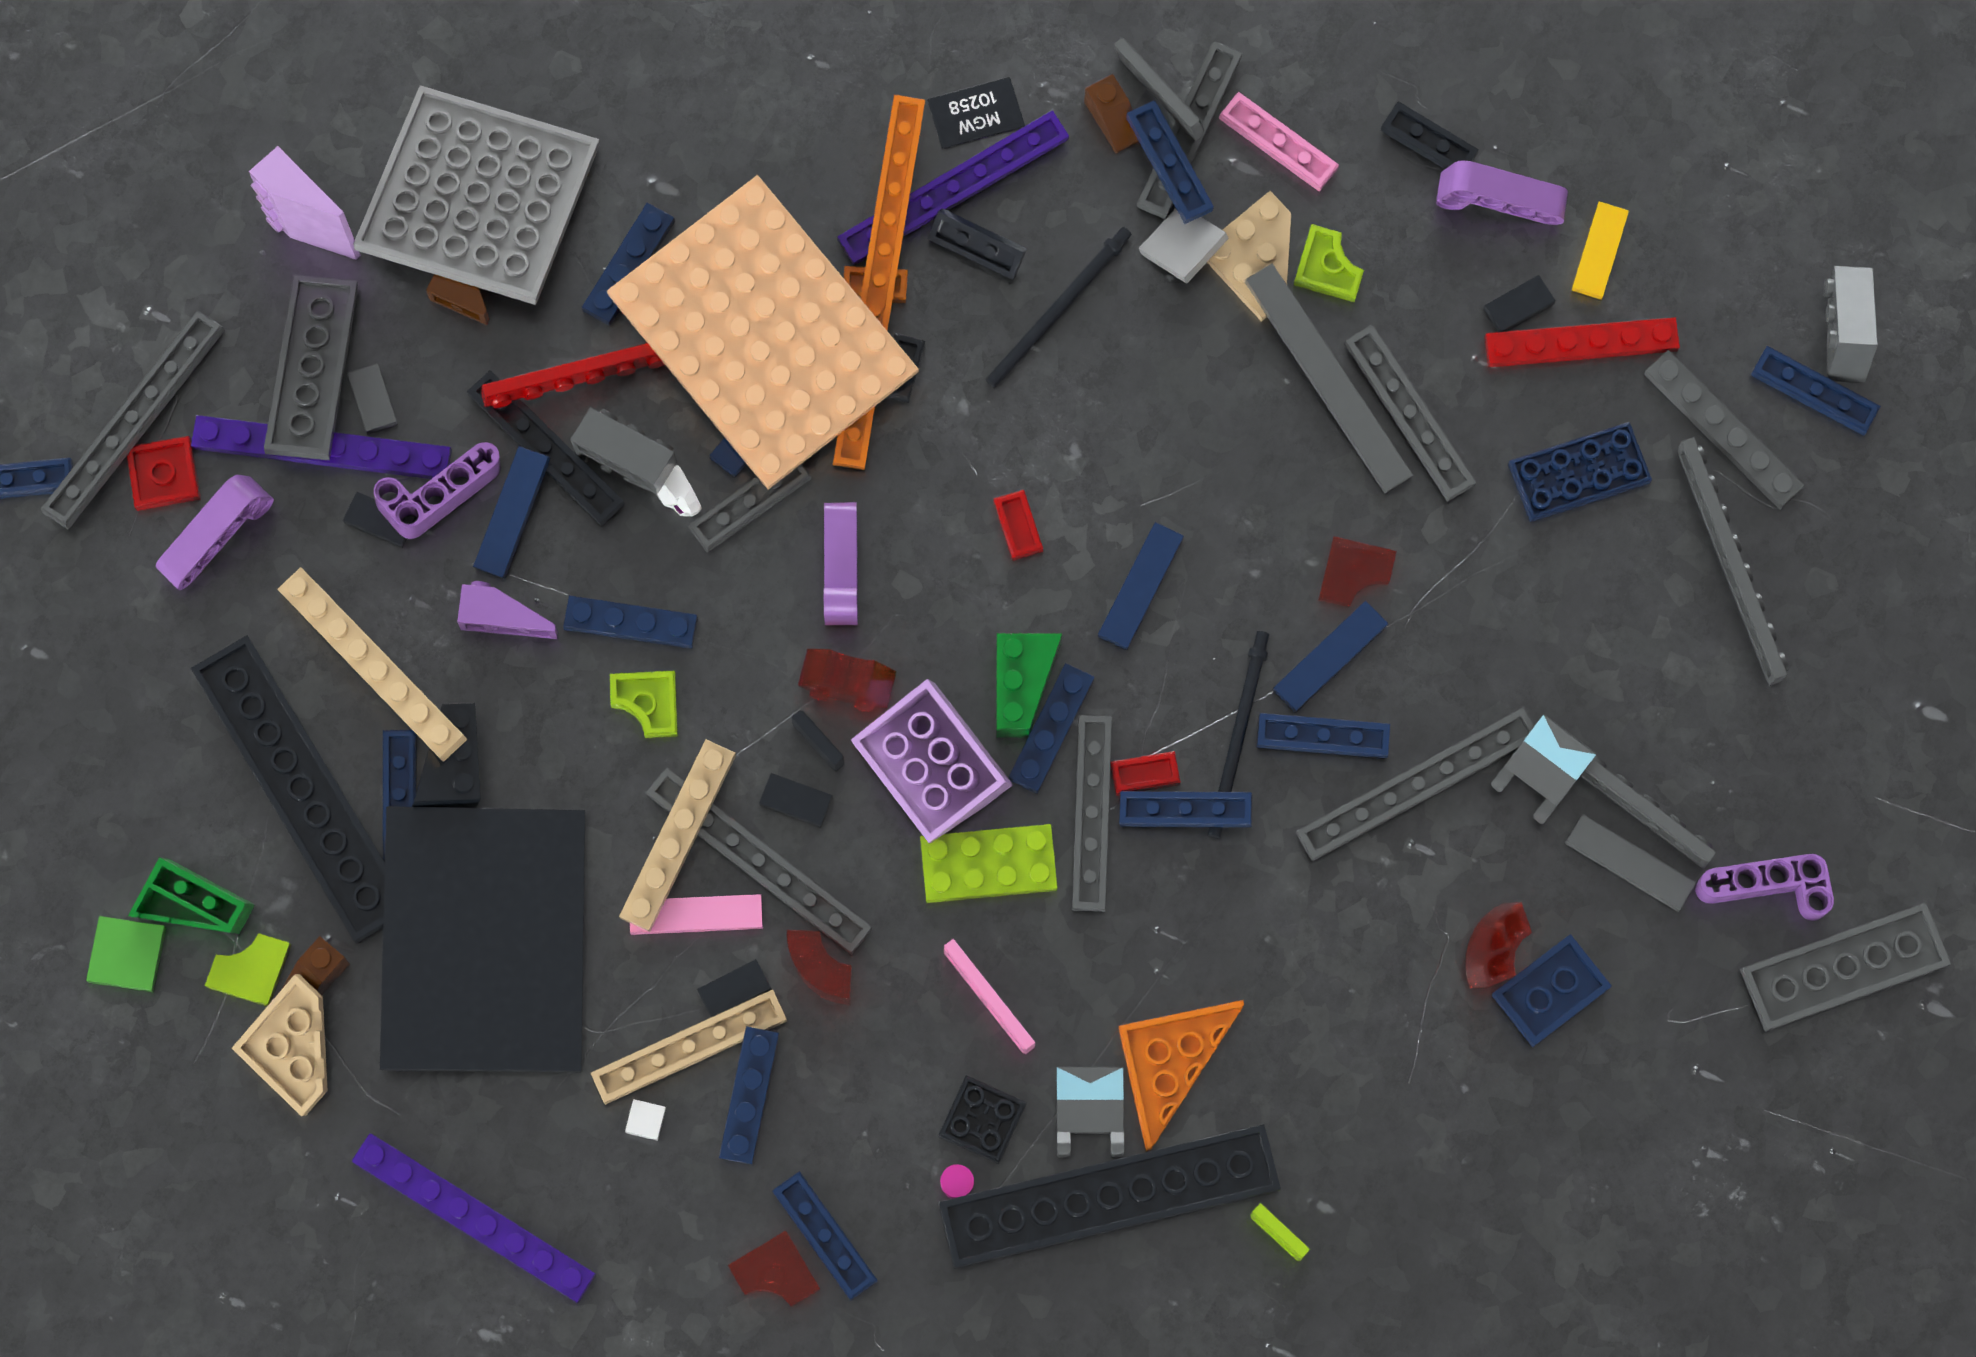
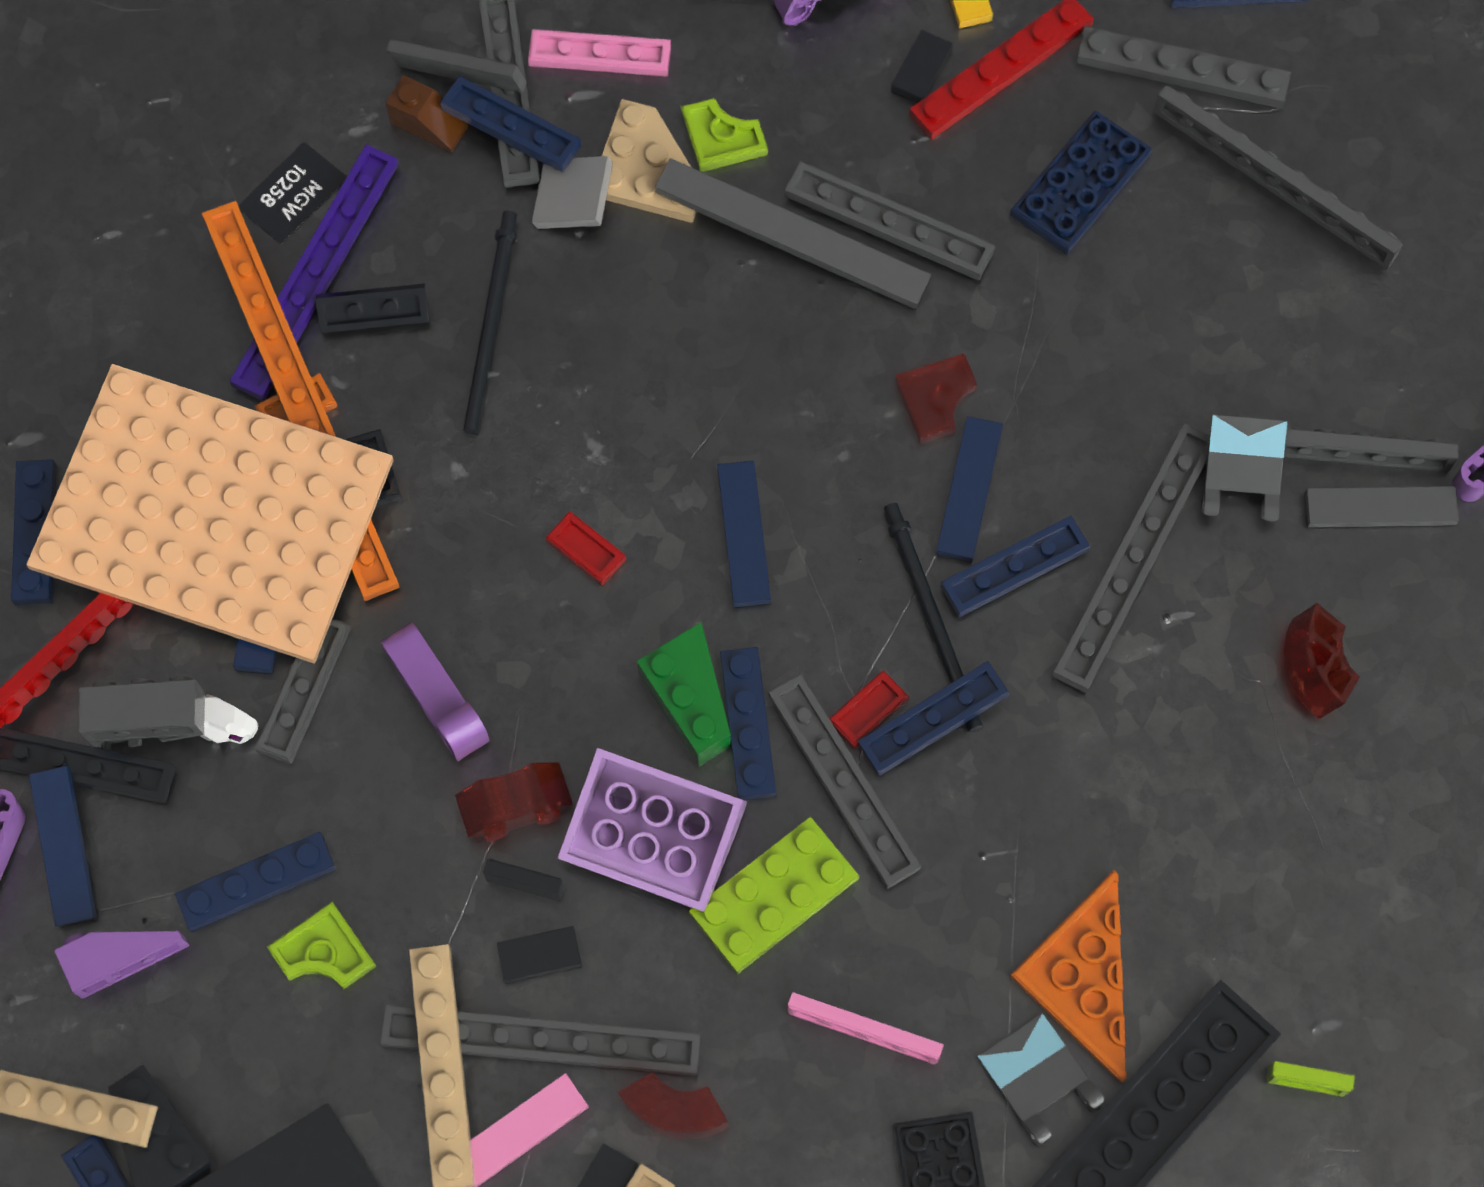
camera: 30 degrees left, 5 degrees down
(1551, 990) = (1397, 672): dark blue plate -> none

